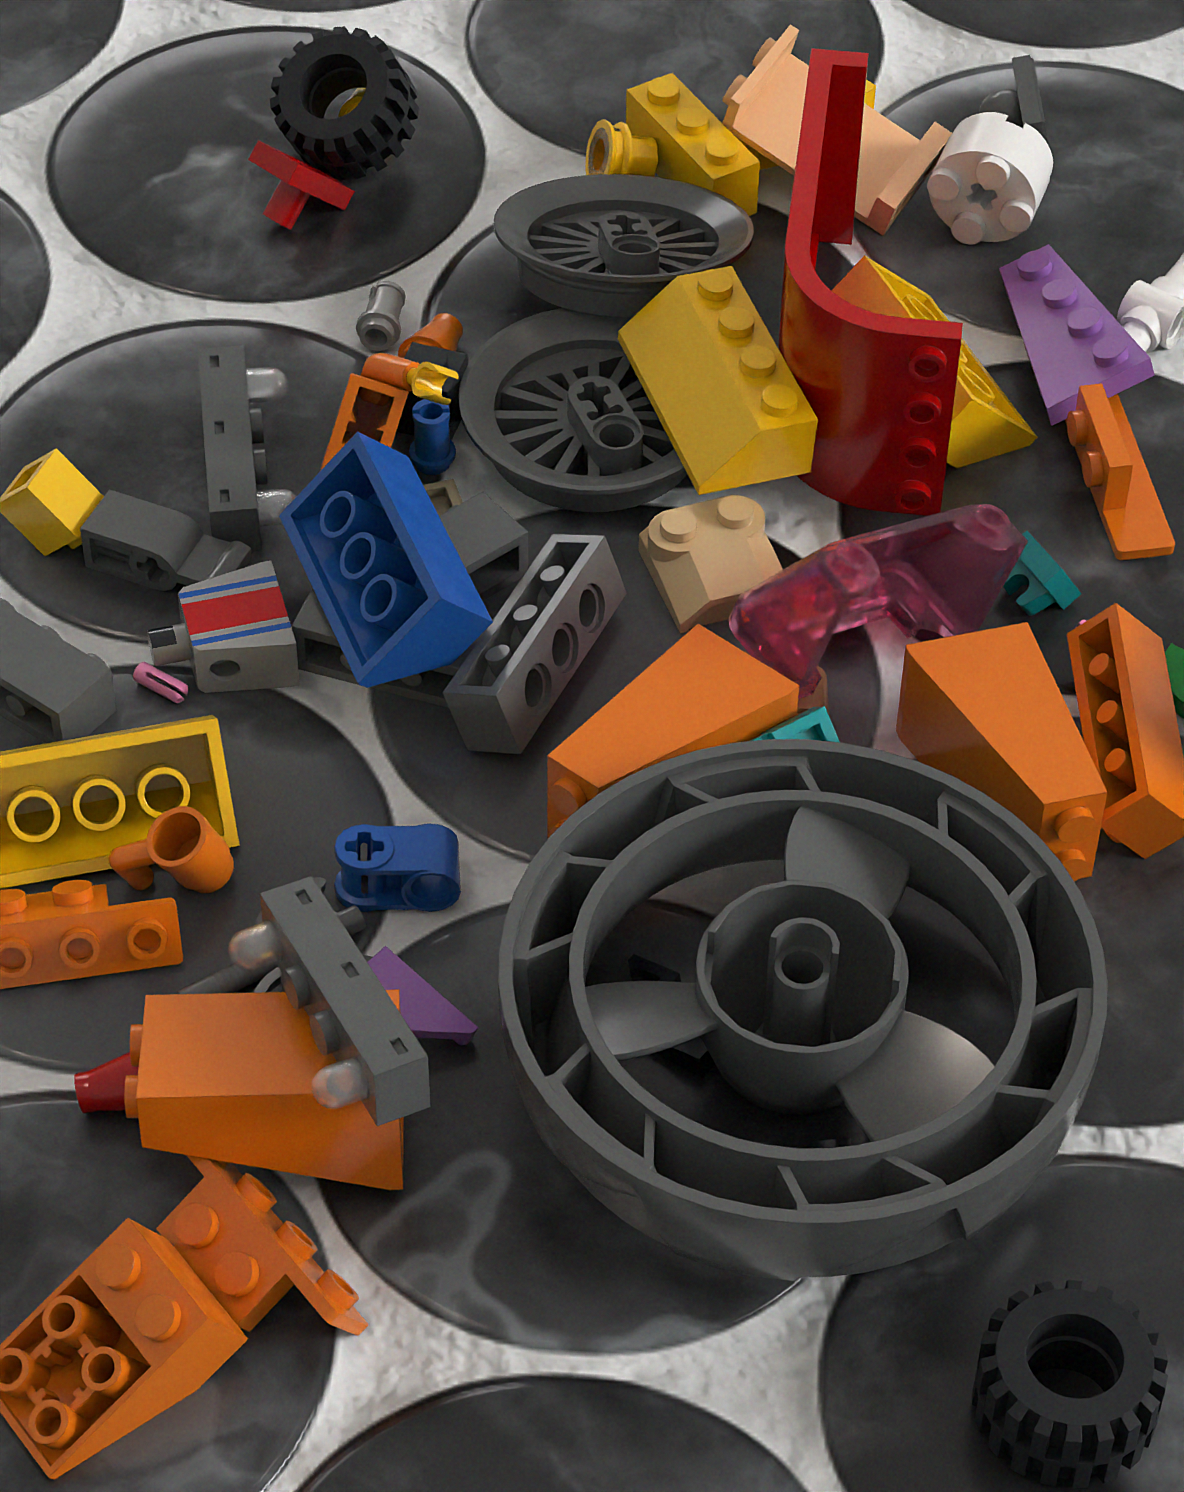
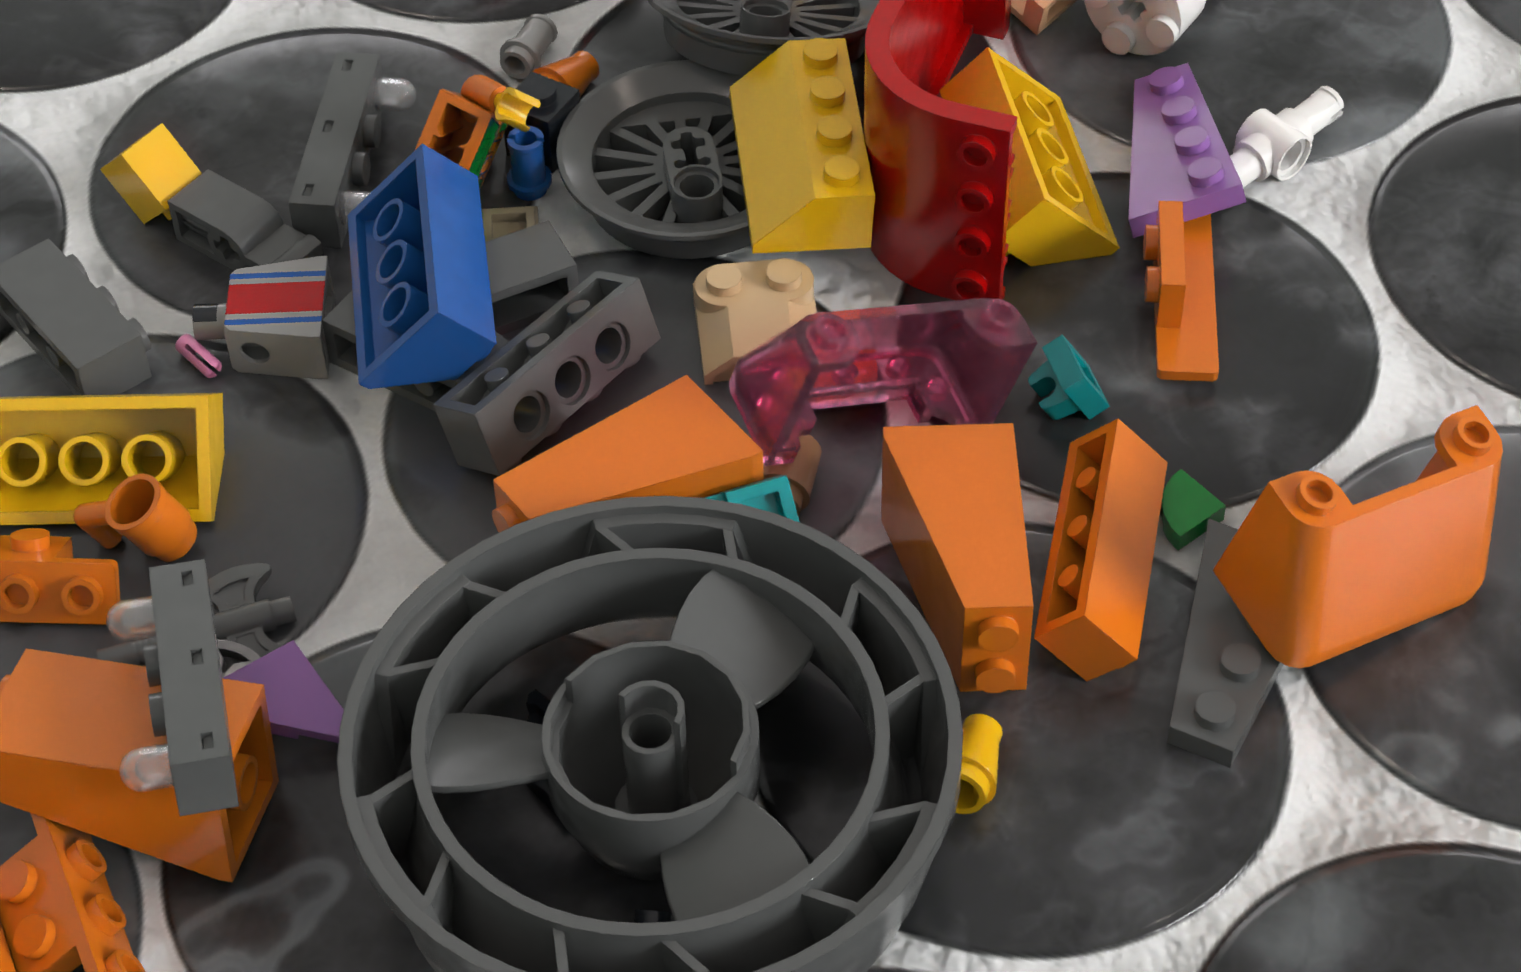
camera: 15 degrees right, 0 degrees up
(403, 865) = (349, 568): blue piece -> none

